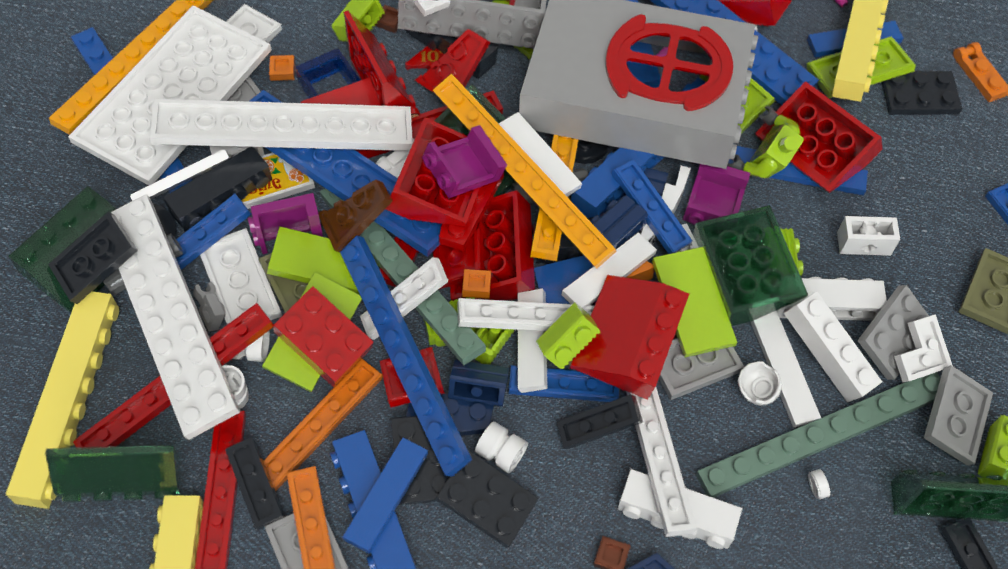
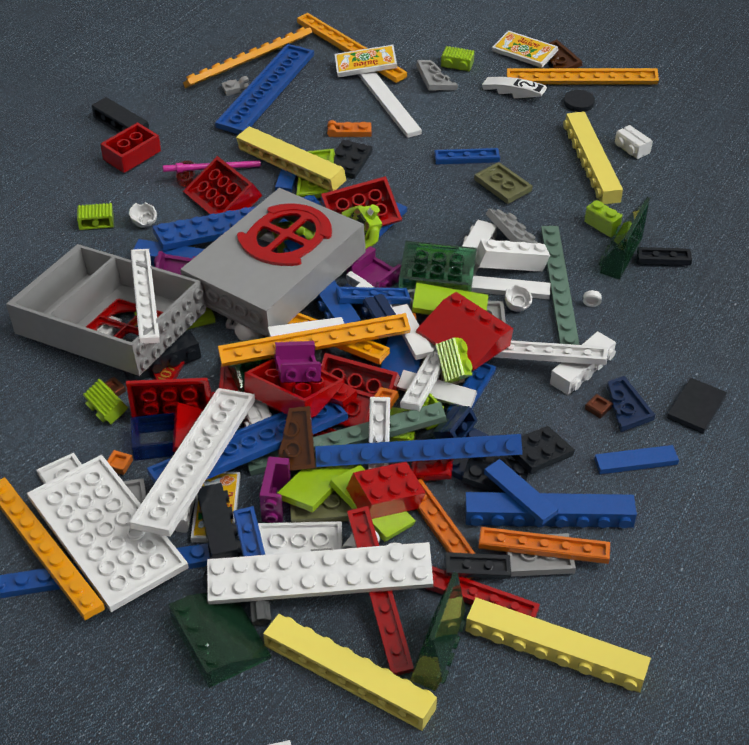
camera: 65 degrees left, 15 degrees down
(92, 257) = (248, 606): black plate -> none
(182, 176) = (196, 543): white tile -> none
(459, 61) = (192, 355): red wing -> none
(501, 447) = (510, 425): white wheel -> none
(599, 421) = (513, 374): black plate -> none
(868, 235) = (442, 215): white brick -> none
(930, 351) = (535, 221): white plate -> none
(958, 415) = (575, 226): light grey plate -> none

